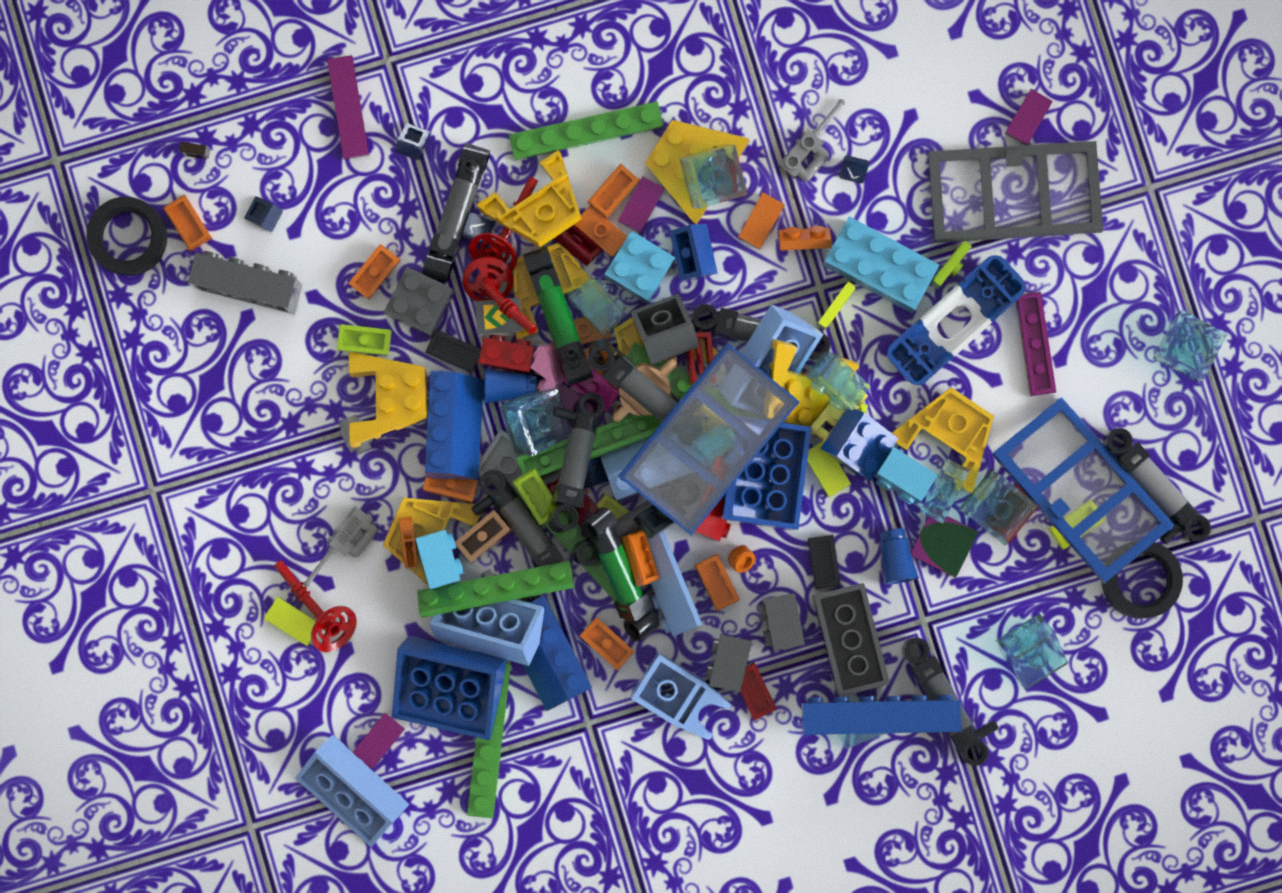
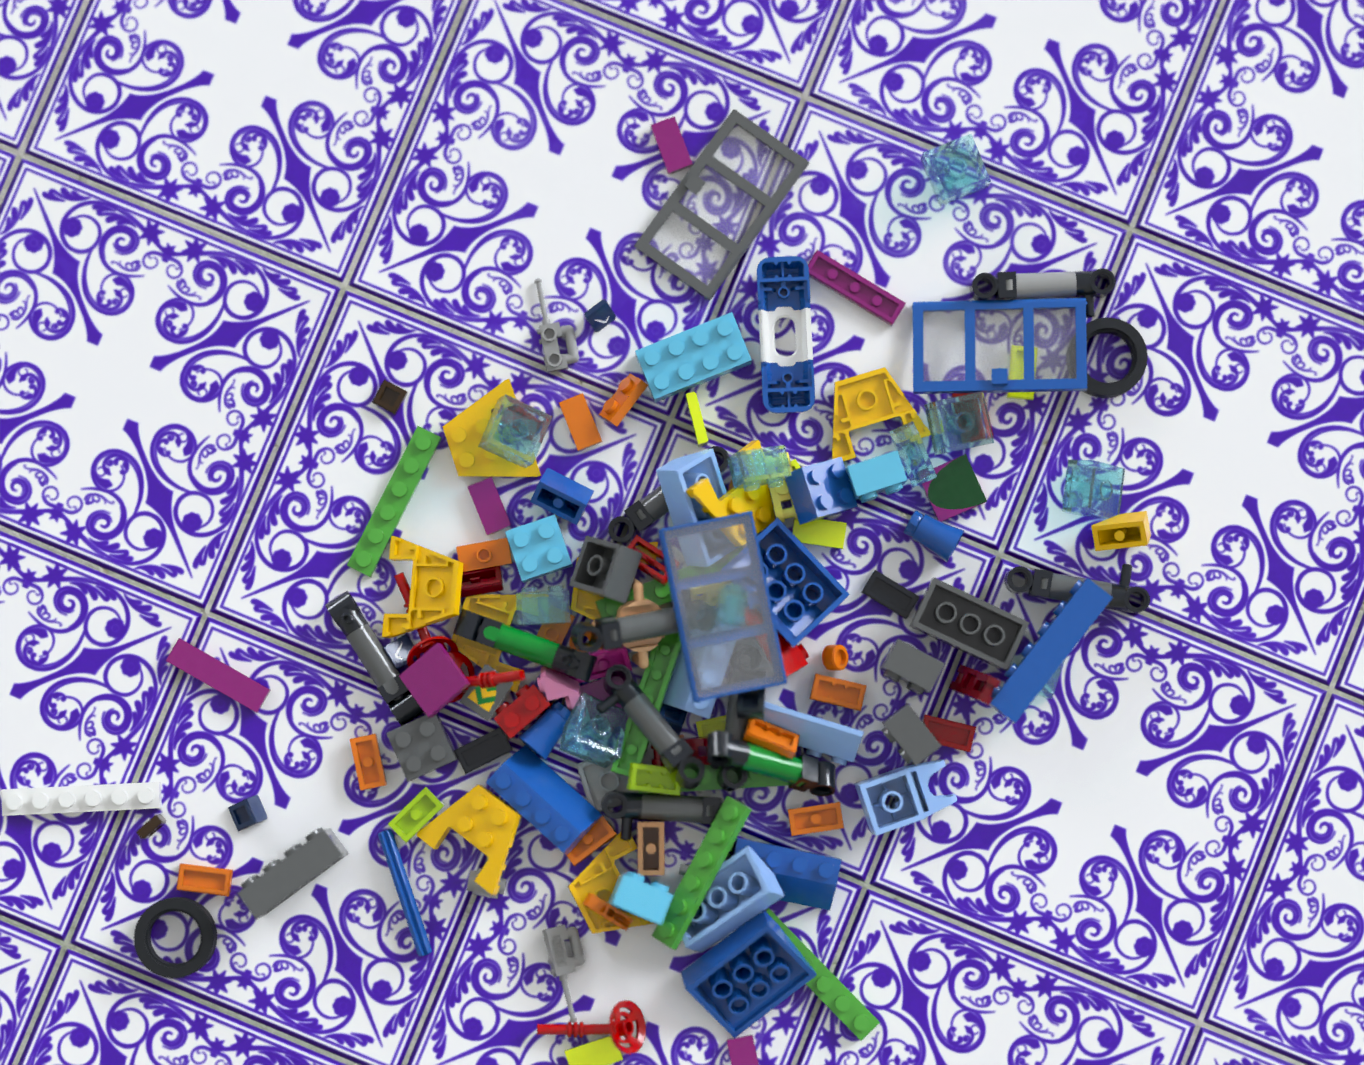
camera: 50 degrees left, 0 degrees up
(173, 82) = (81, 798): none -> white plate
(299, 380) = (404, 892): none -> blue axle
(412, 141) = (288, 646): dark blue slope -> none
(475, 269) = (434, 680): none -> magenta tile
(613, 191) = (460, 519): orange plate -> none
(662, 63) = (390, 397): none -> dark brown tile
(808, 680) = (974, 684): none -> dark red plate
(952, 266) = (739, 301): lime plate -> none
(1018, 699) = (1122, 531): none -> yellow slope

